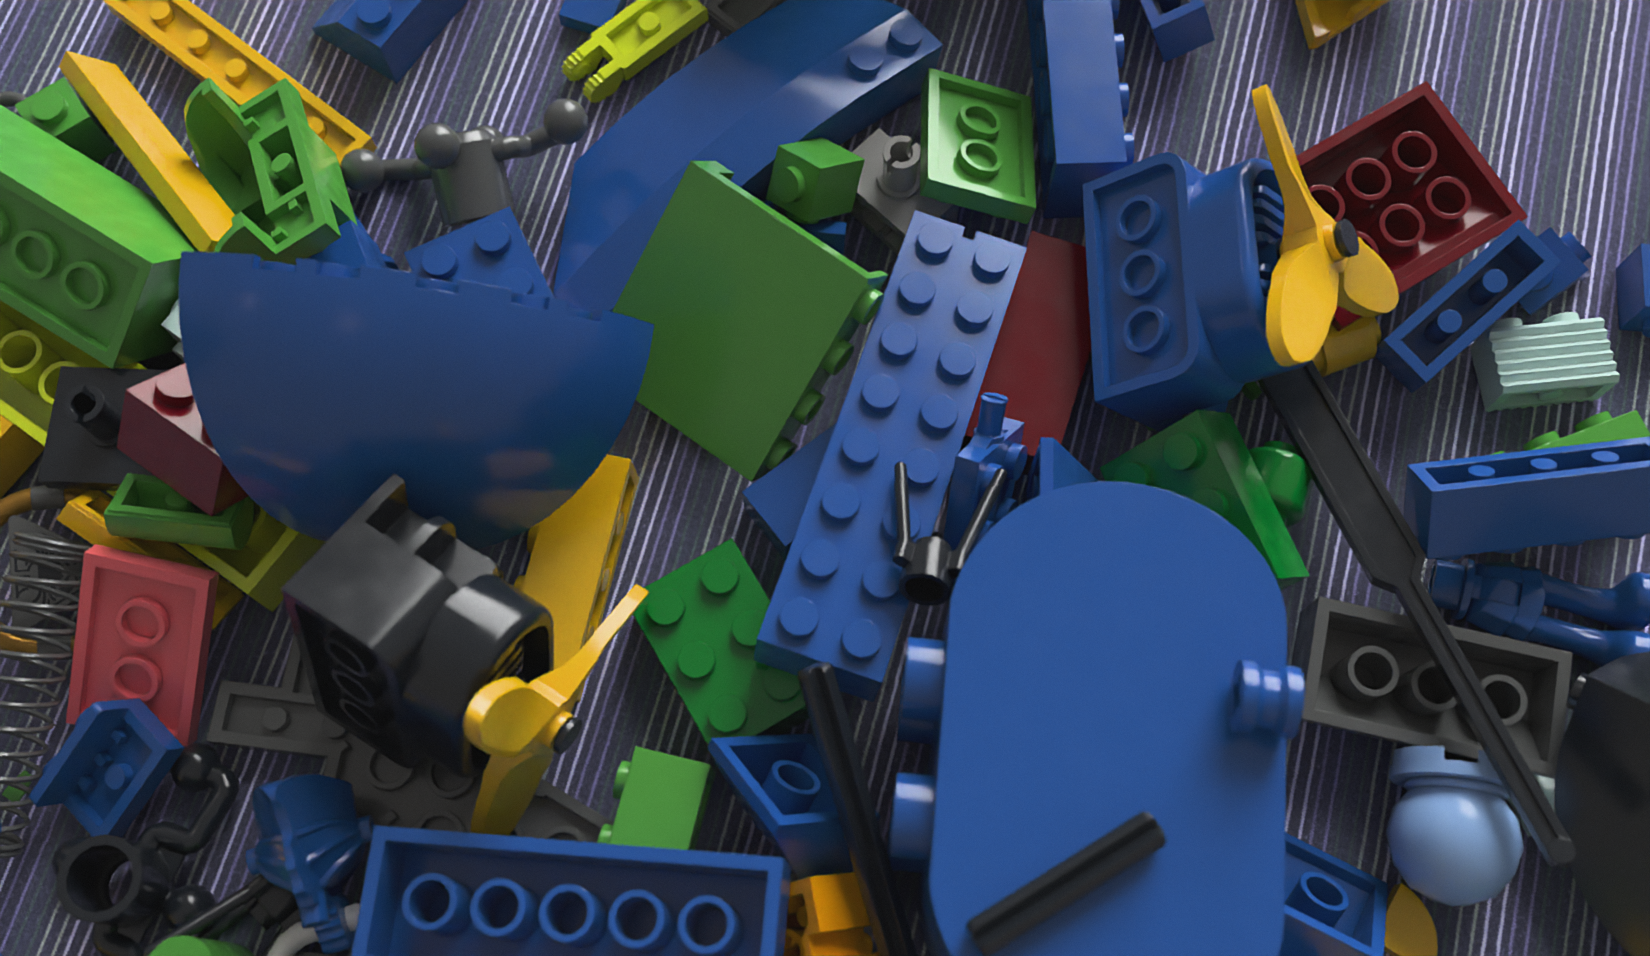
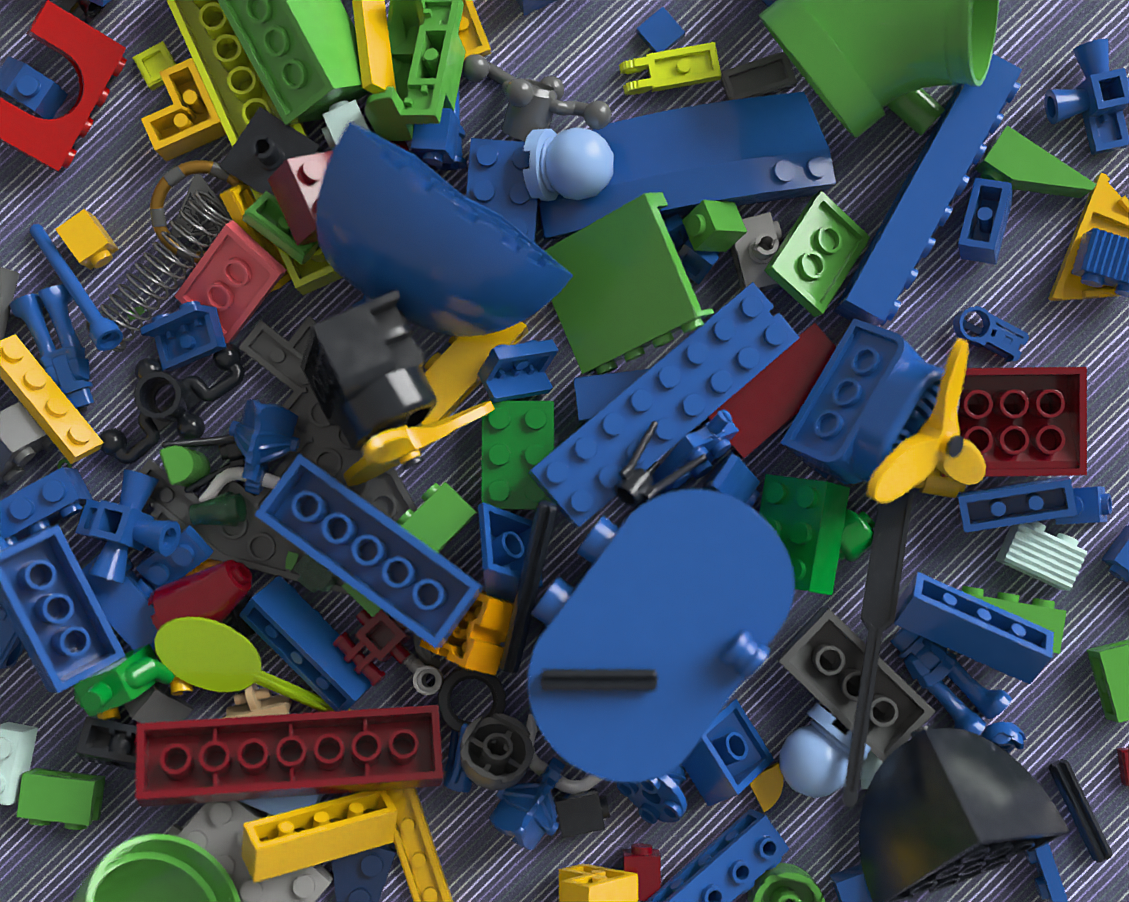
camera: 30 degrees right, 15 degrees up
(567, 202) = (568, 164): none -> light blue tile
(652, 525) = (518, 370): none -> blue bracket
(1298, 114) = (995, 335): none -> blue piece

